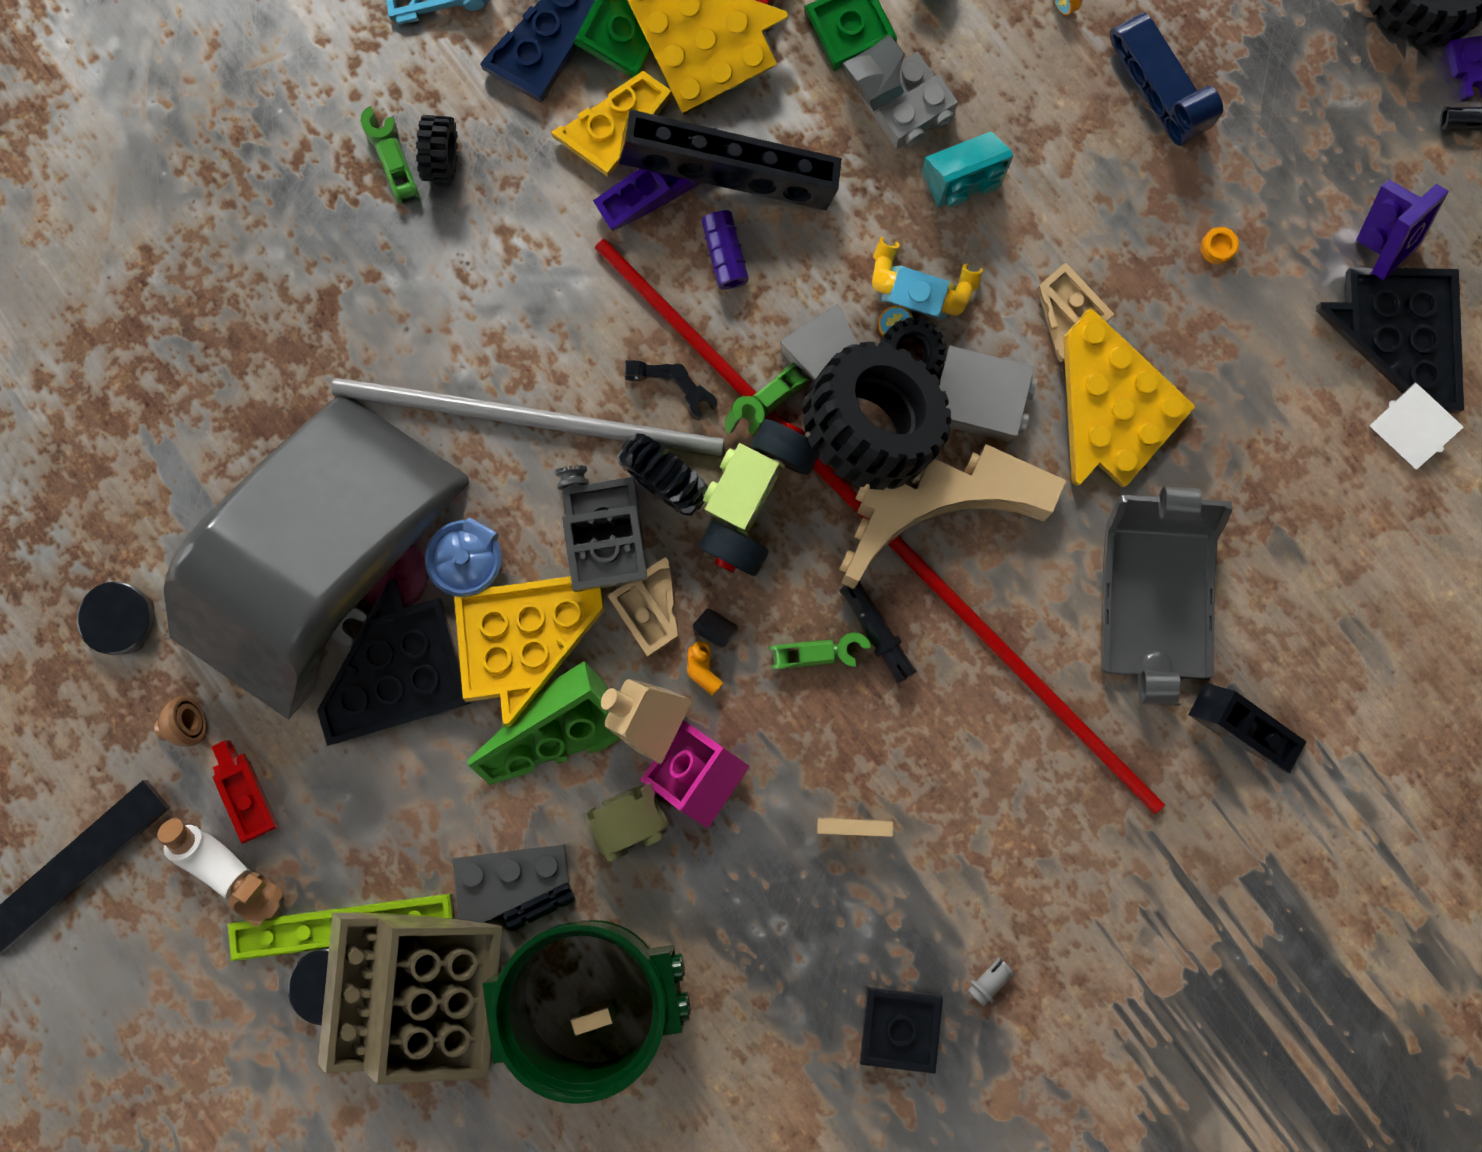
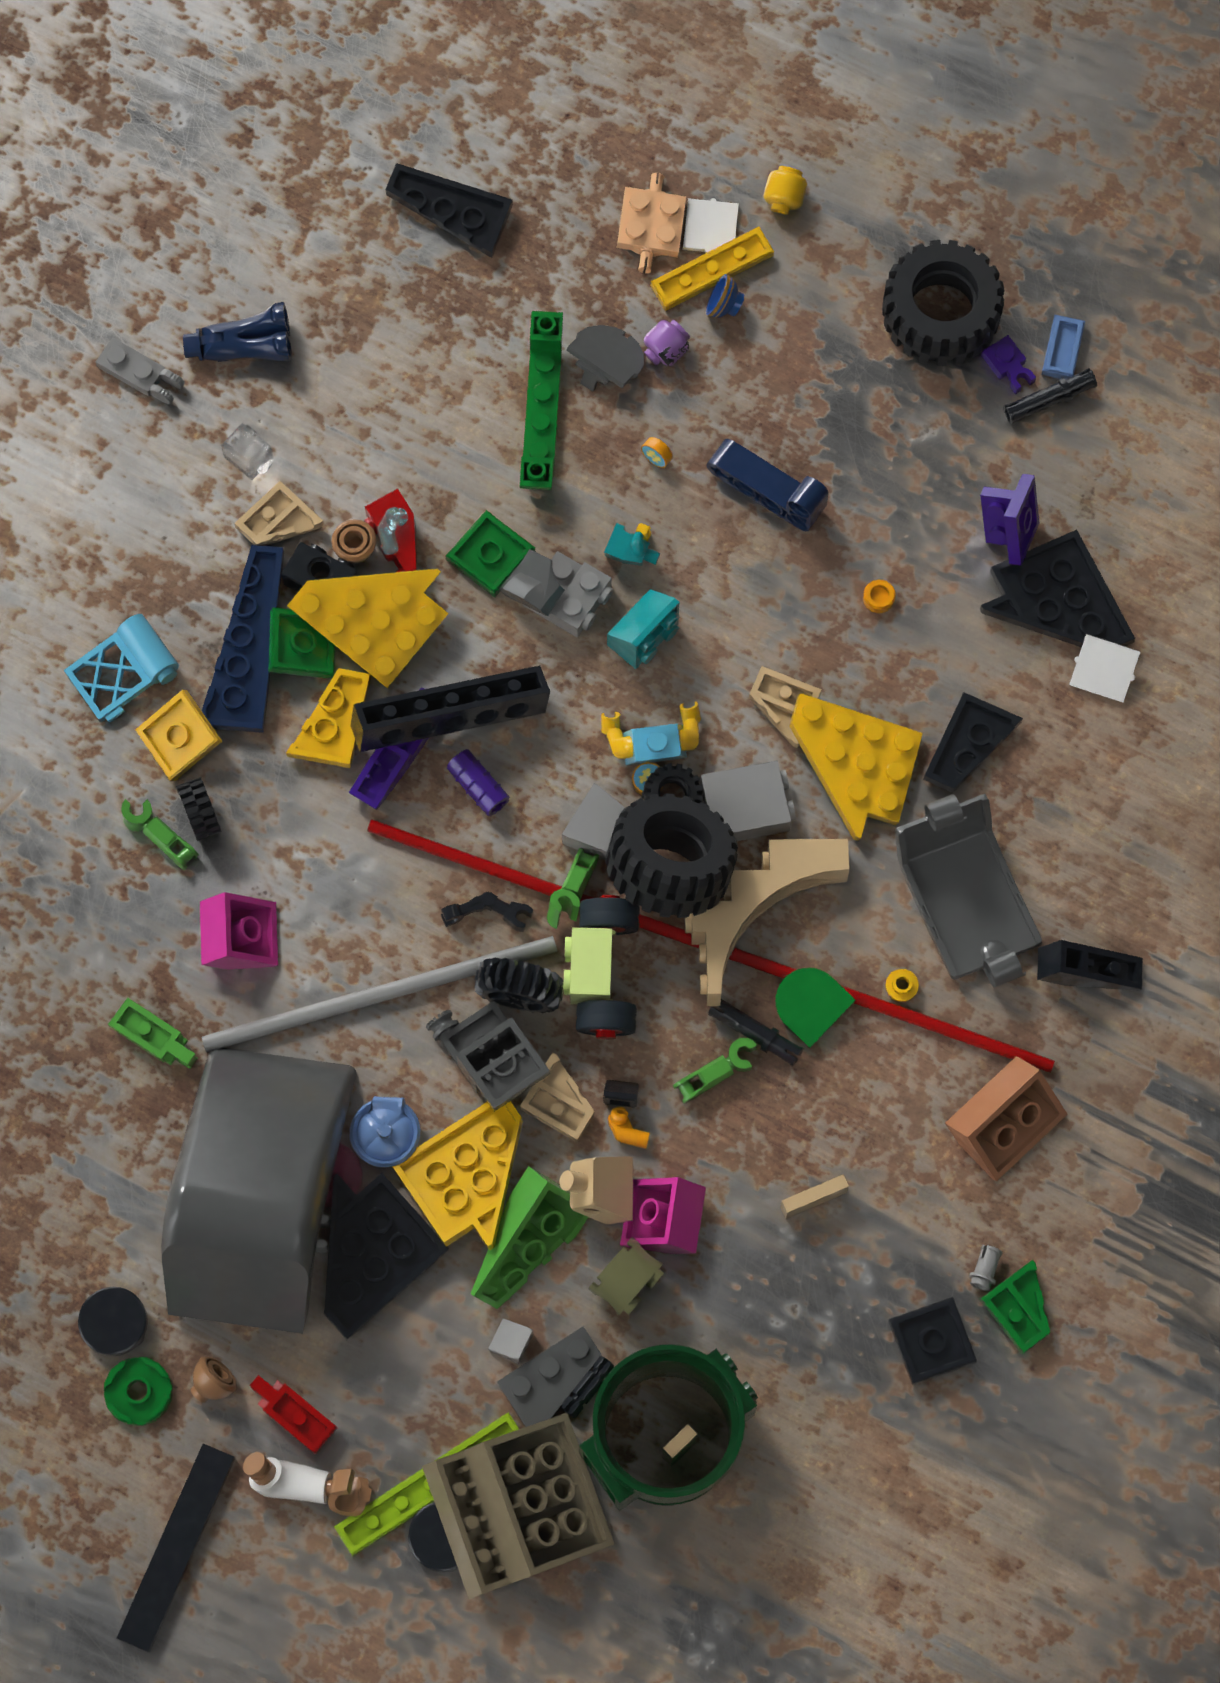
camera: 30 degrees left, 10 degrees down
(130, 697) = (138, 1411): none -> green tile
(288, 353) = (152, 1034): none -> bright green hinge
(419, 291) = (238, 932): none -> dark pink slope
(455, 66) = (178, 735): none -> yellow plate
(487, 823) = (511, 1340): none -> light grey slope
(947, 629) = (811, 1003): none -> green tile
(993, 80) = (631, 547): none -> teal piece
(1004, 1039) = (1019, 1308): none -> green wing
(1037, 658) = (901, 995): none -> yellow plate
(1087, 840) = (1006, 1117): none -> nougat slope
(1239, 435) = (968, 740): none -> black wing

